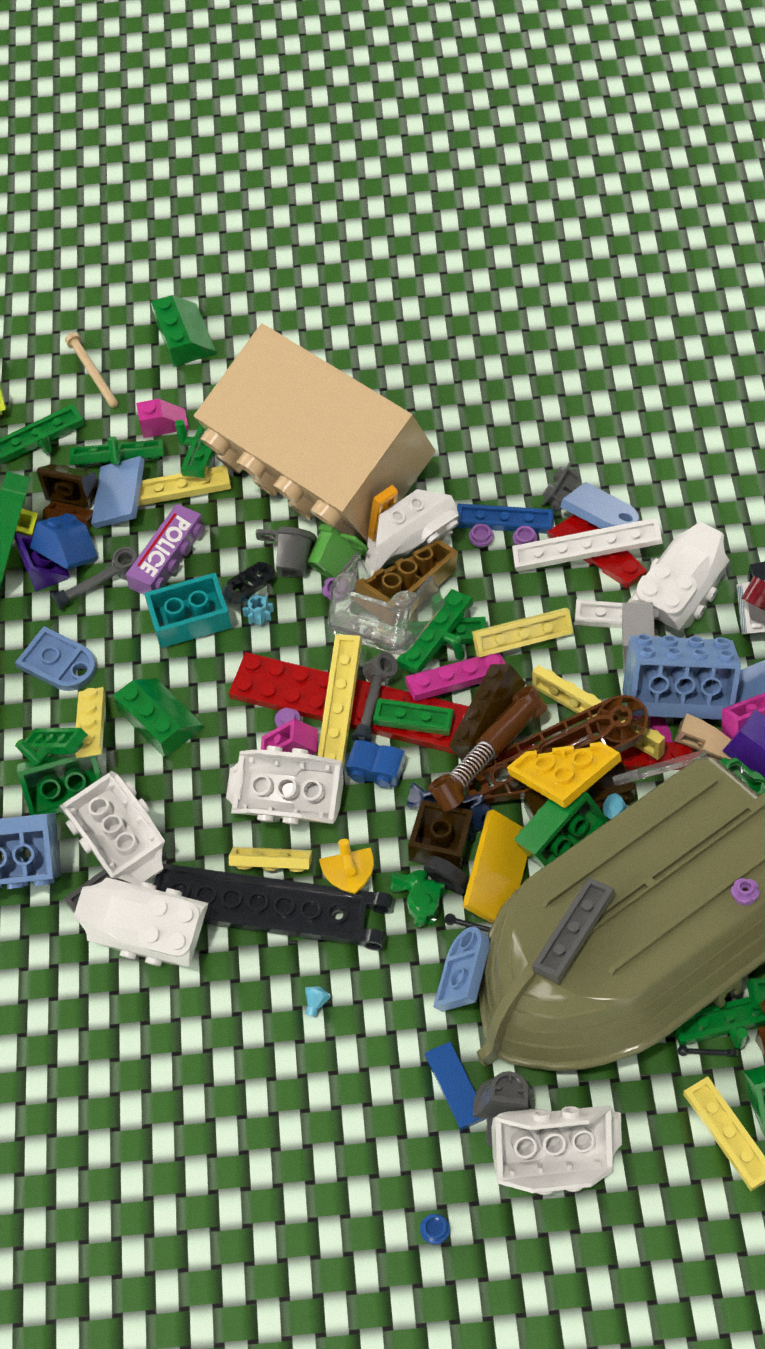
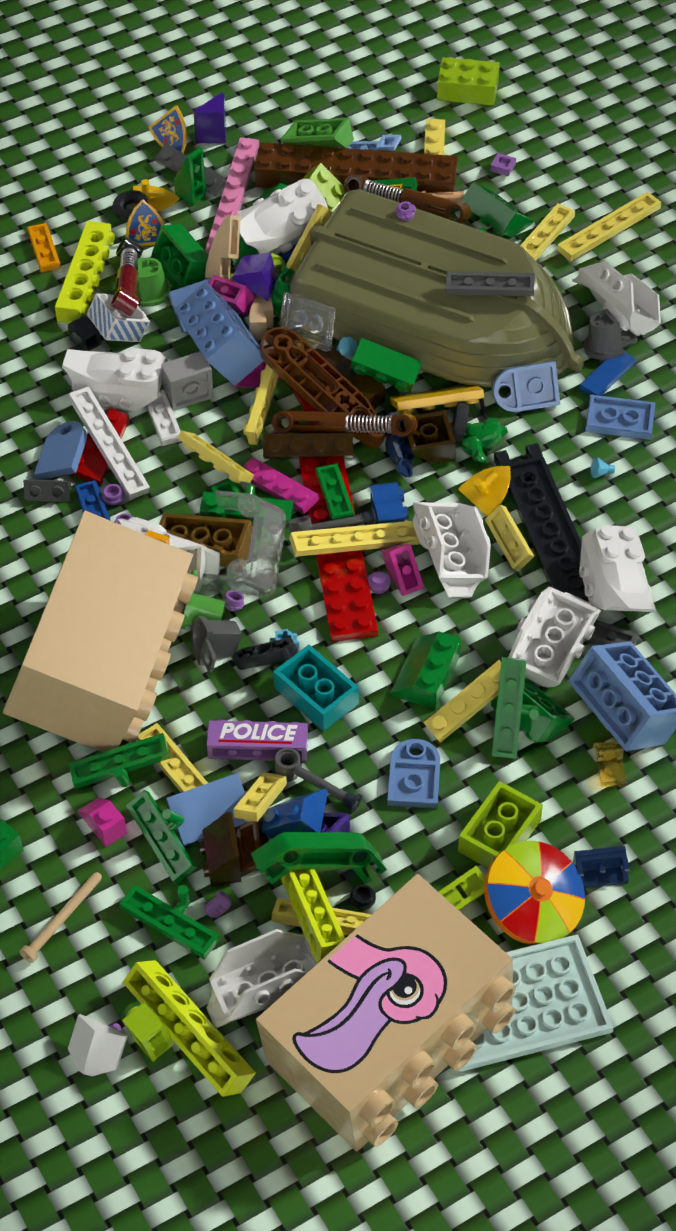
camera: 120 degrees left, 5 degrees down
(30, 470) = (217, 905): none -> medium lavender piece
(99, 523) = (259, 797): none -> light yellow plate
(382, 1065) = (620, 417): none -> medium blue tile
(565, 770) = (348, 359): yellow plate -> none
(709, 1224) = (608, 226): none -> light yellow plate

